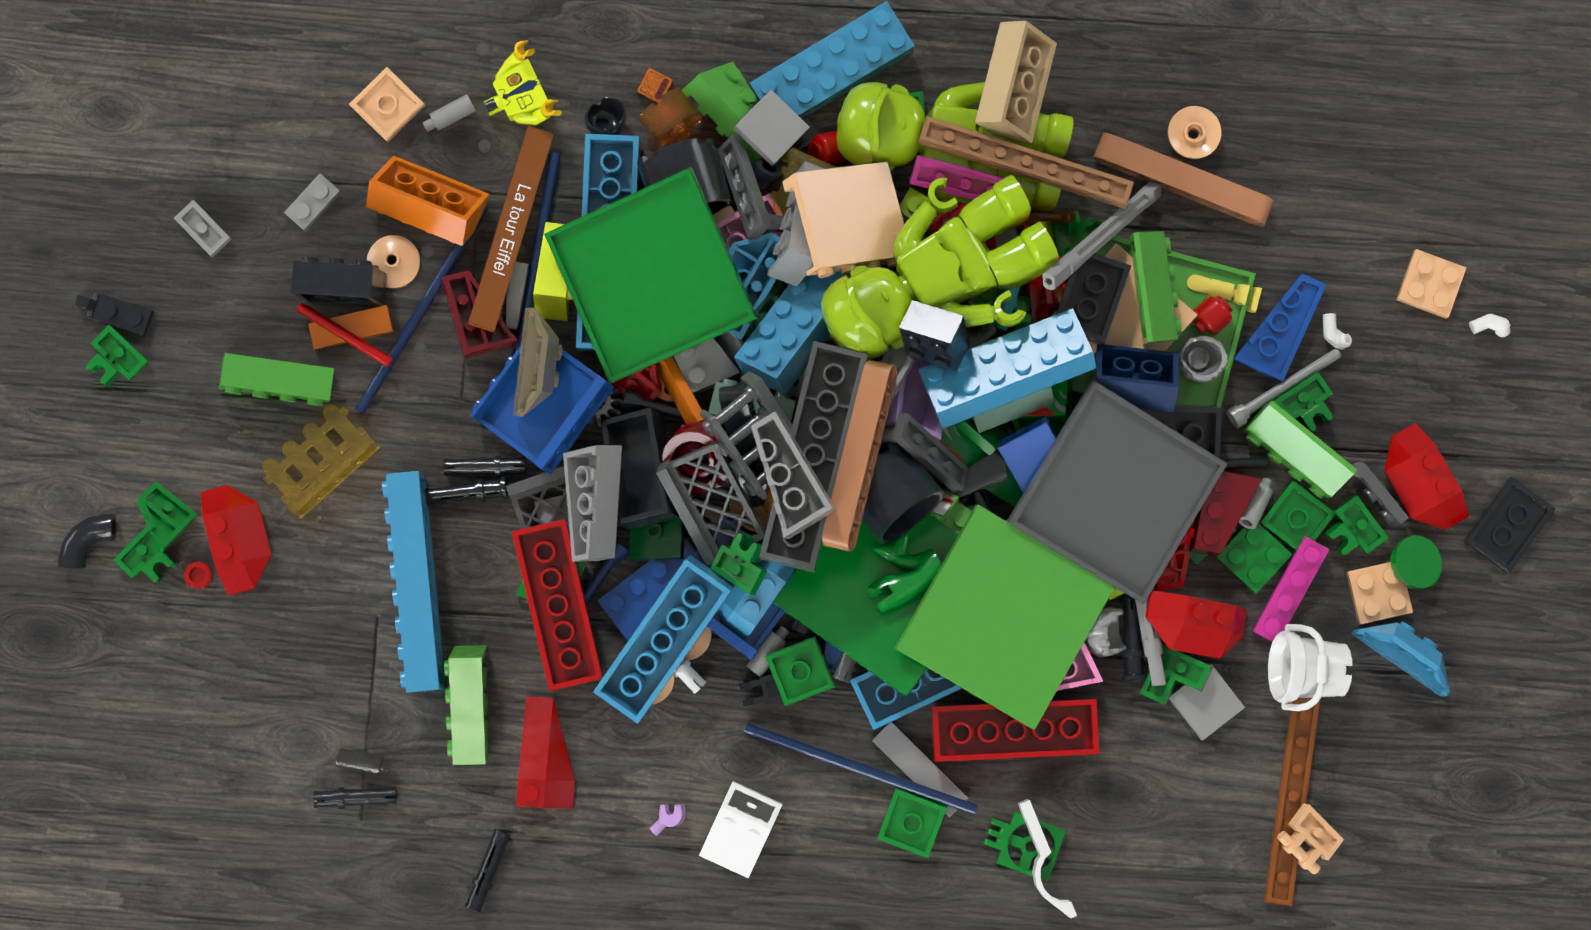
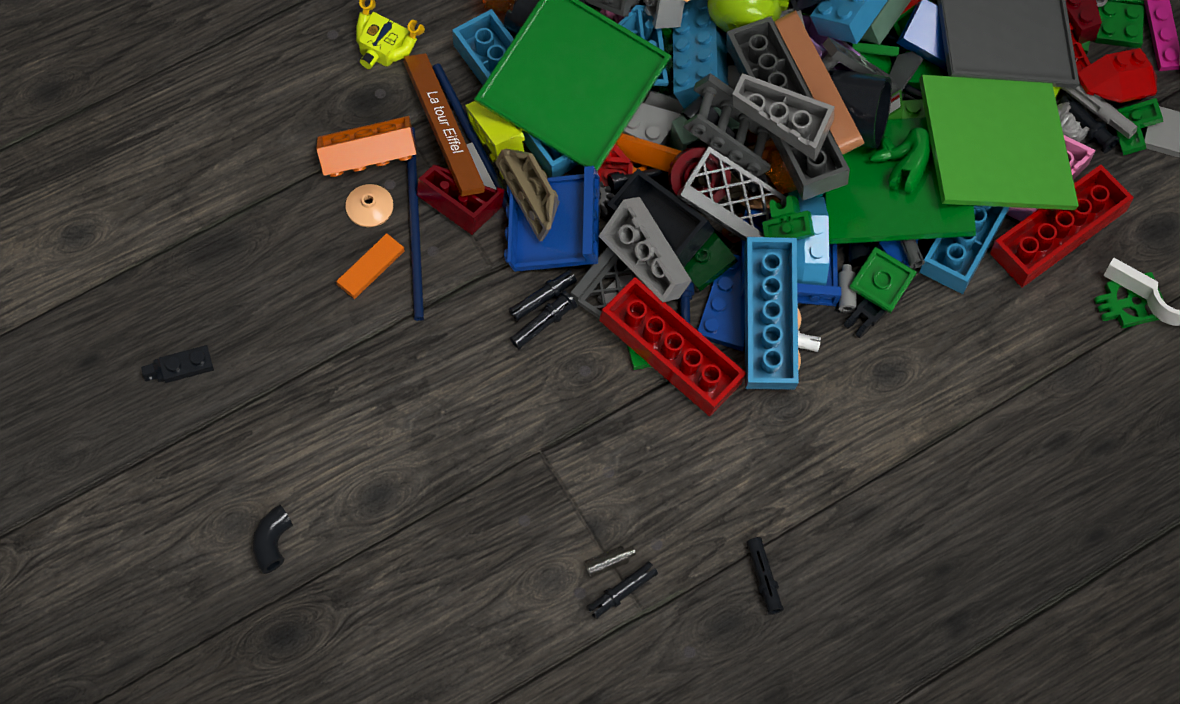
camera: 35 degrees left, 20 degrees down
(116, 357) = (201, 394): green plate -> none
(143, 556) = (327, 518): green plate -> none
(164, 515) = (321, 479): green wing -> none
(198, 575) = (378, 510): red tile -> none
(202, 228) = (207, 266): light grey plate -> none
(235, 537) = (390, 463): red wedge -> none
(275, 378) = (337, 330): bright green wedge -> none
(312, 202) = (279, 201): light grey plate -> none
(338, 281) = (342, 231): black brick -> none
(341, 465) = (427, 382): clear yellow fence -> none
(344, 334) = (370, 269): red bar -> none
(387, 104) = (289, 105): light nougat plate -> none
(415, 582) = (554, 401): dark azure brick -> none
(449, 113) = (340, 84): light grey cylinder -> none
(467, 705) = (659, 462): wedge -> none
(544, 765) = (745, 471): red wedge -> none
(605, 116) = (454, 16): black hair -> none
(668, 819) = (869, 448): lavender piece -> none
(740, 829) = (927, 417): white slope -> none
(861, 769) = (977, 323): dark blue piece -> none
(912, 822) = (1043, 335): green tile -> none
(915, 763) = (1017, 299): light grey tile -> none

